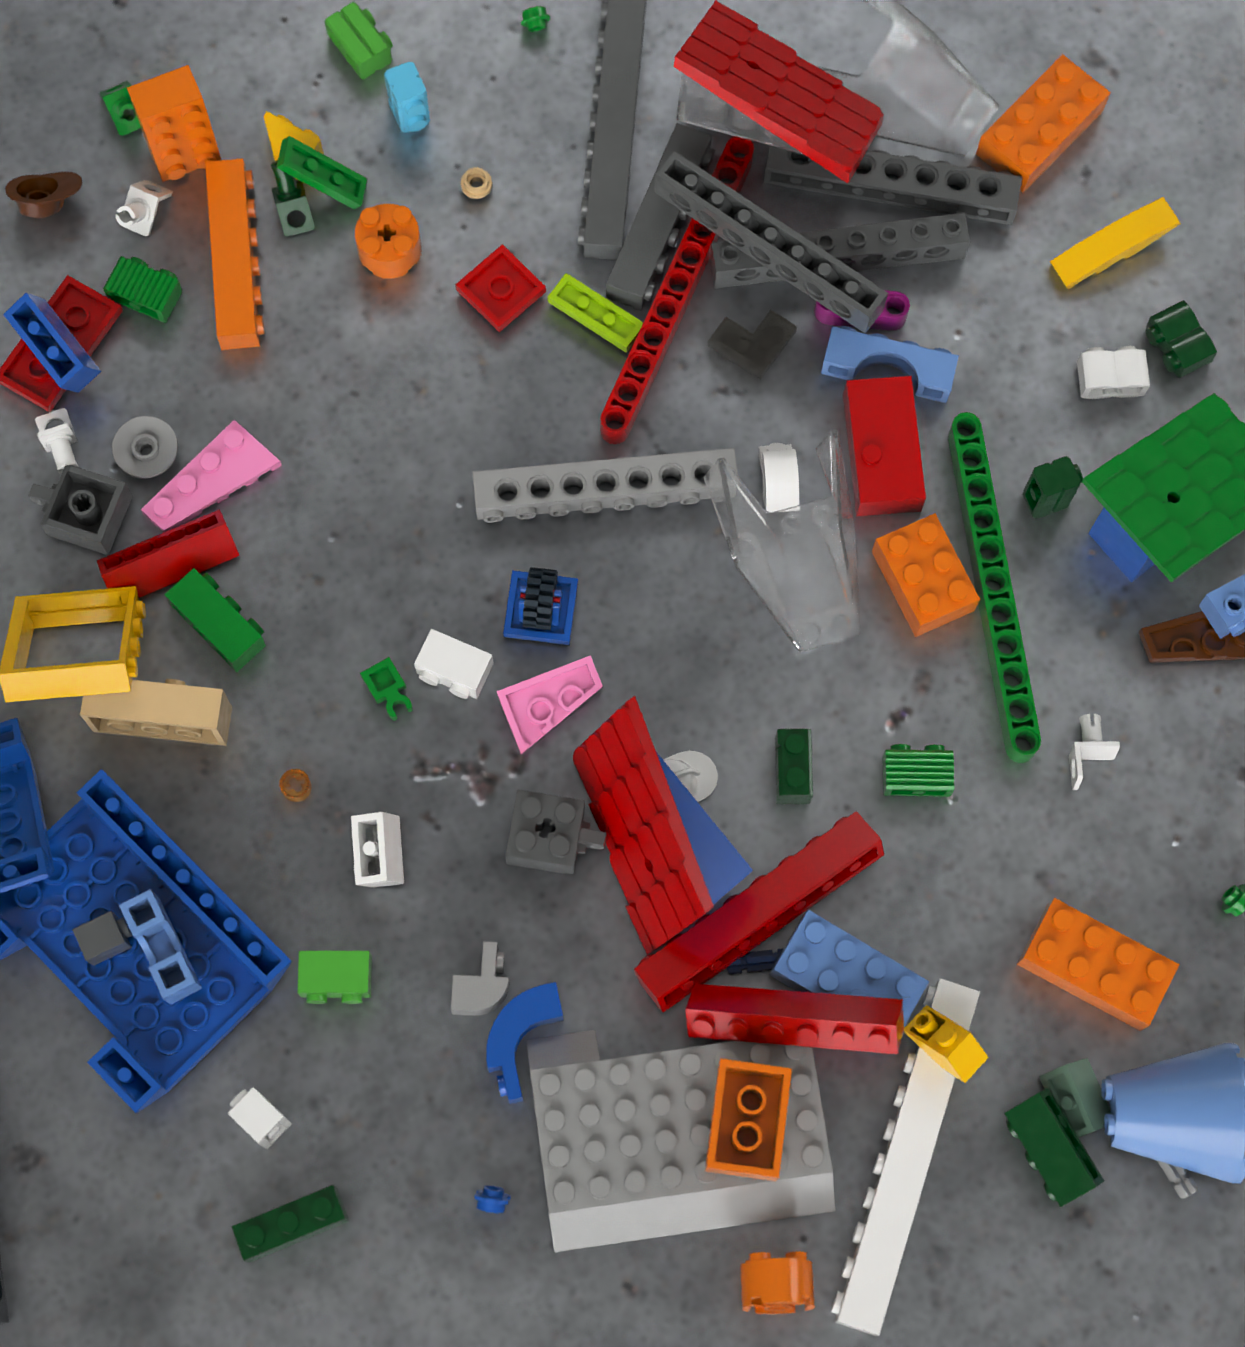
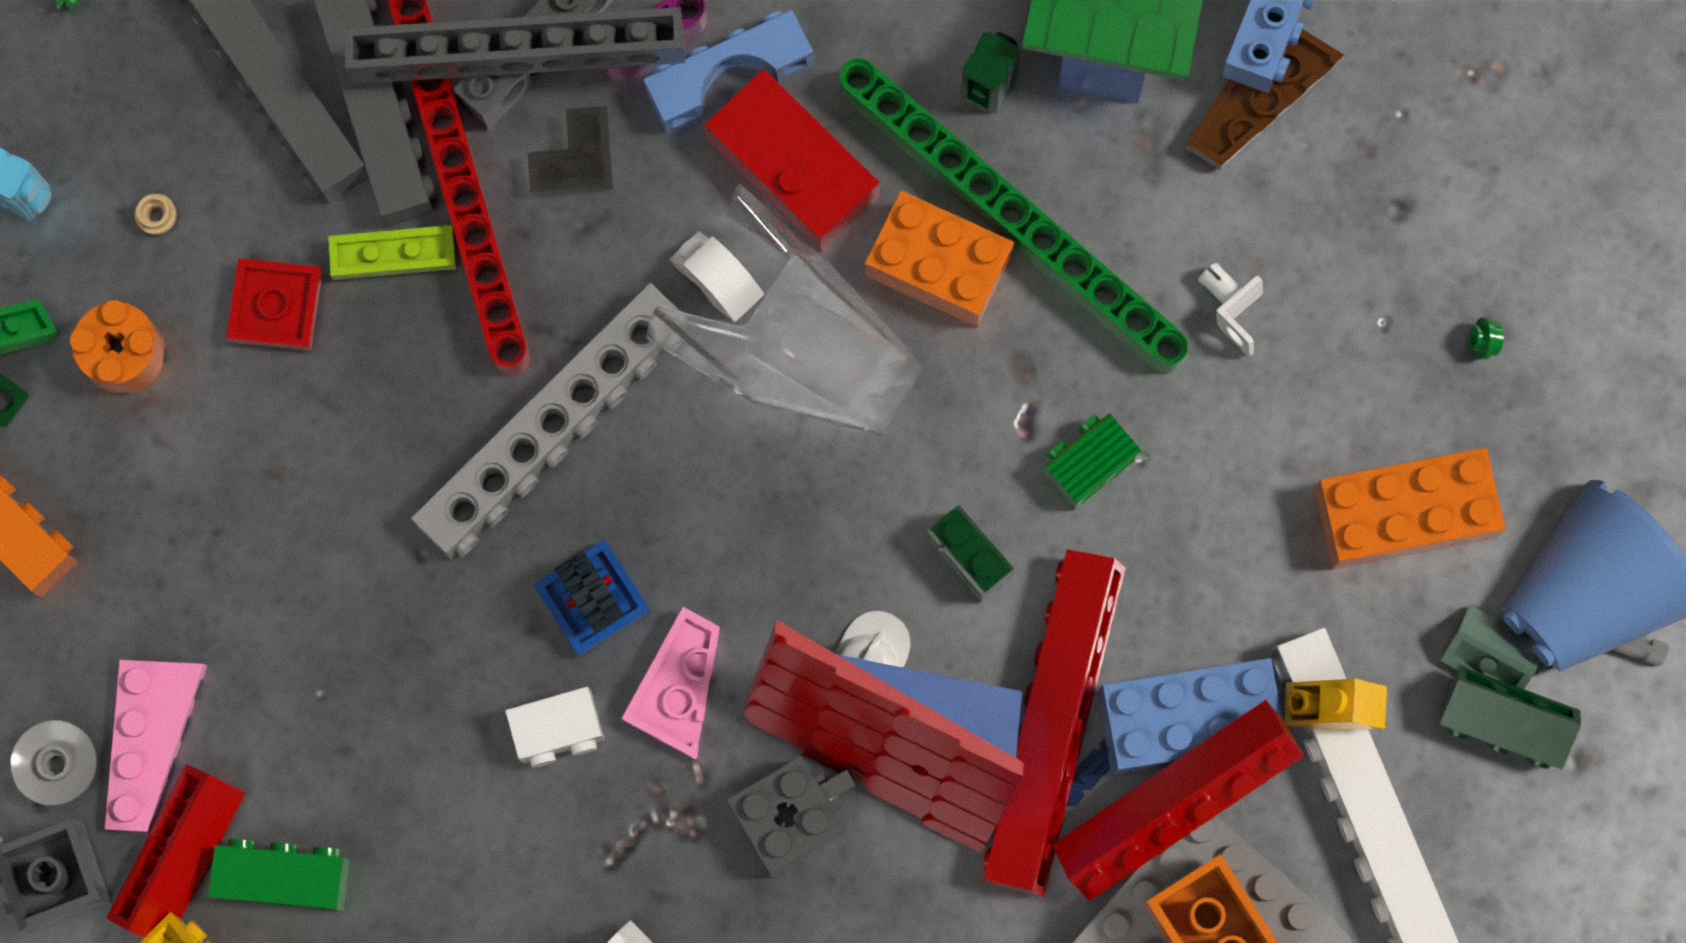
camera: 35 degrees left, 5 degrees up
(385, 684) = (503, 801): green plate -> none

